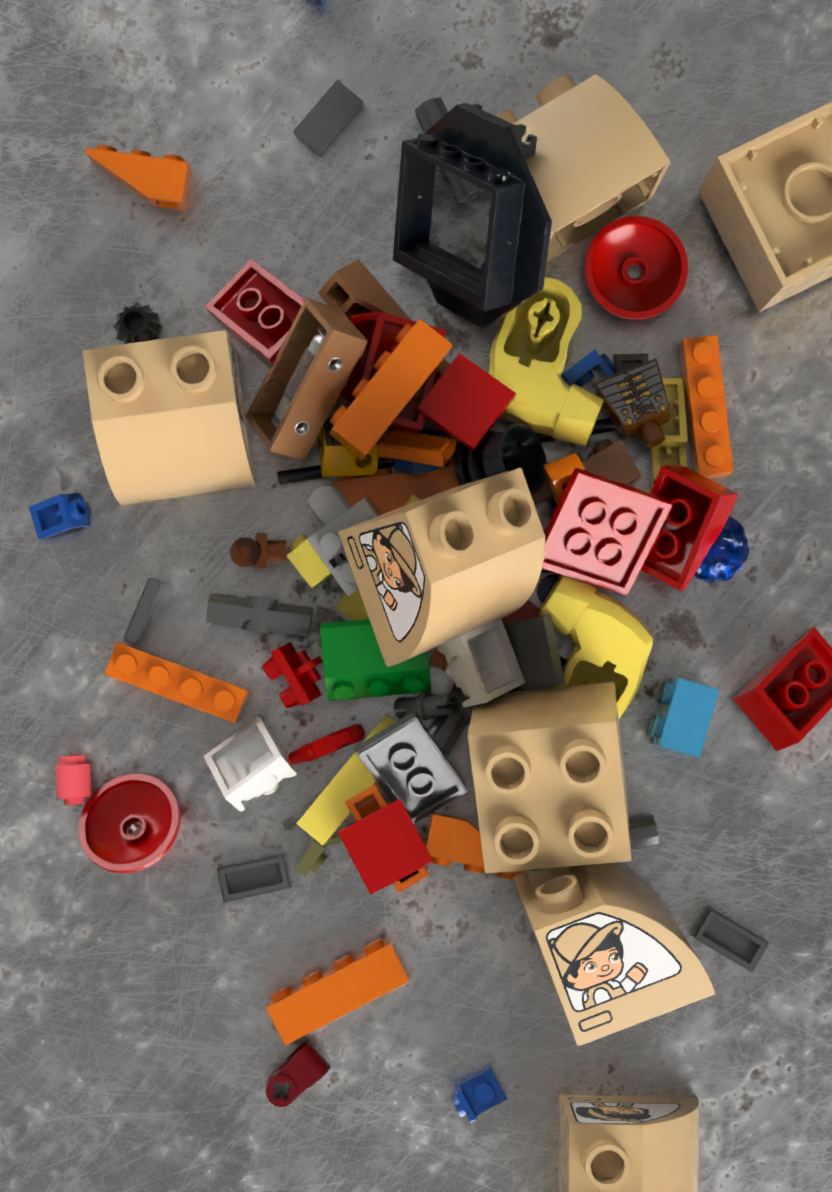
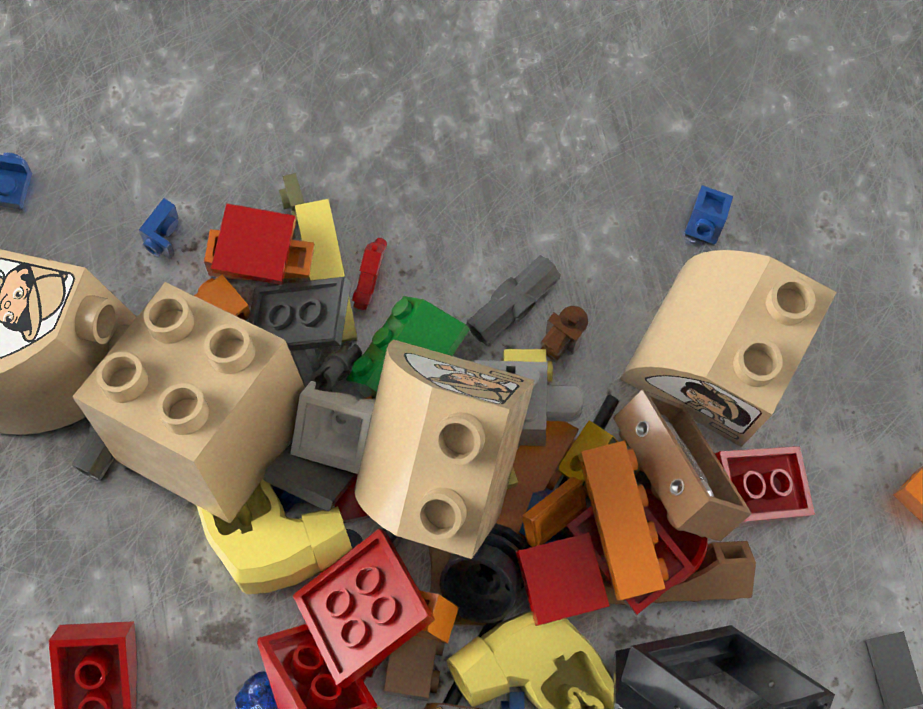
camera: 120 degrees right, 15 degrees down
(73, 779) = (496, 76): coral brick -> none
(119, 810) = (442, 80): red dish -> none
(136, 324) = (822, 381): black piece -> none
(144, 611) = (584, 218): dark grey tile -> none
(177, 682) = (508, 200): orange brick -> none
(249, 763) = (402, 202): white brick -> none
(254, 877) = (313, 148): dark grey tile -> none
(299, 673) = (444, 291): red hips -> none
(300, 1070) = (141, 68): dark red piece -> none
(338, 991) = (176, 139): orange brick -> none
(416, 941) = (159, 224): none -> blue bracket
(683, 716) = (149, 558): dark azure piece -> none

